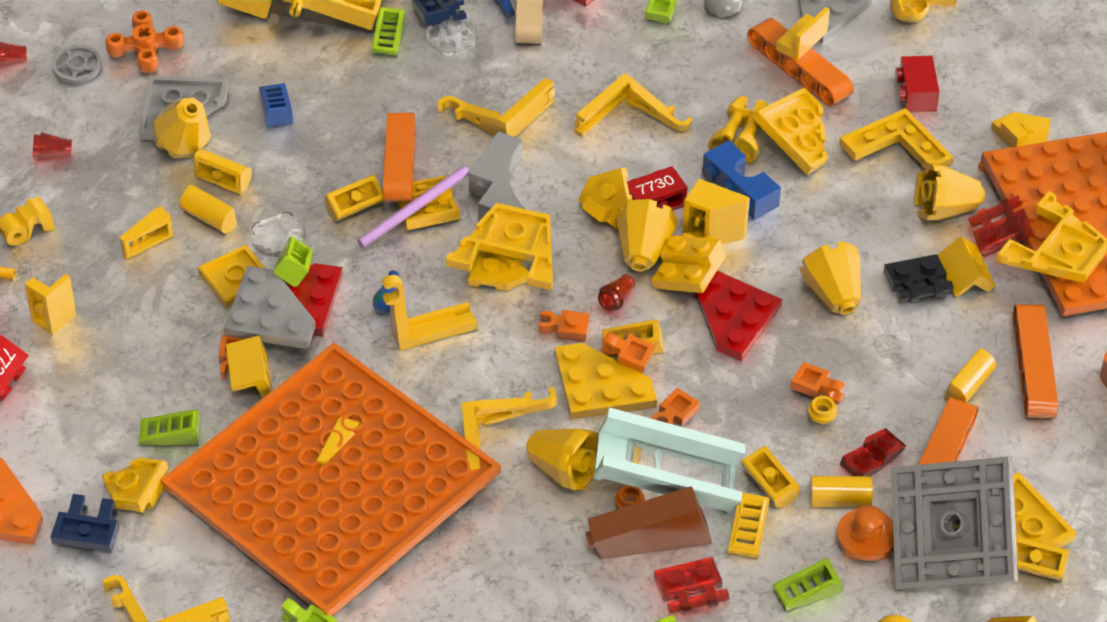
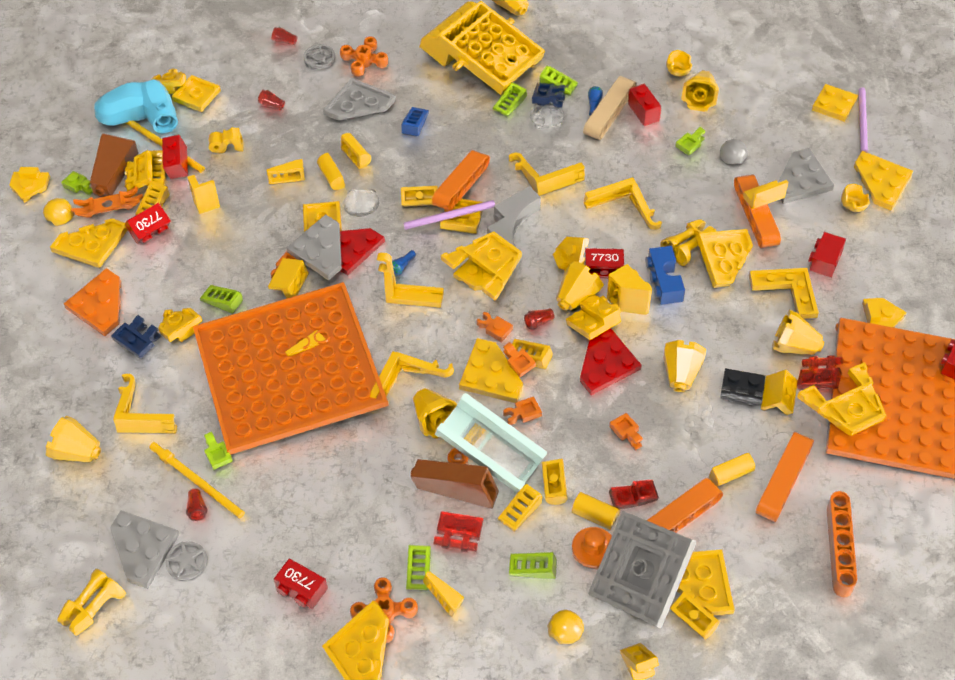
camera: 30 degrees right, 5 degrees up
(182, 128) = (347, 116): yellow cone -> none
(293, 261) = (354, 222): lime slope -> none
(822, 410) = (619, 445): yellow plate -> none

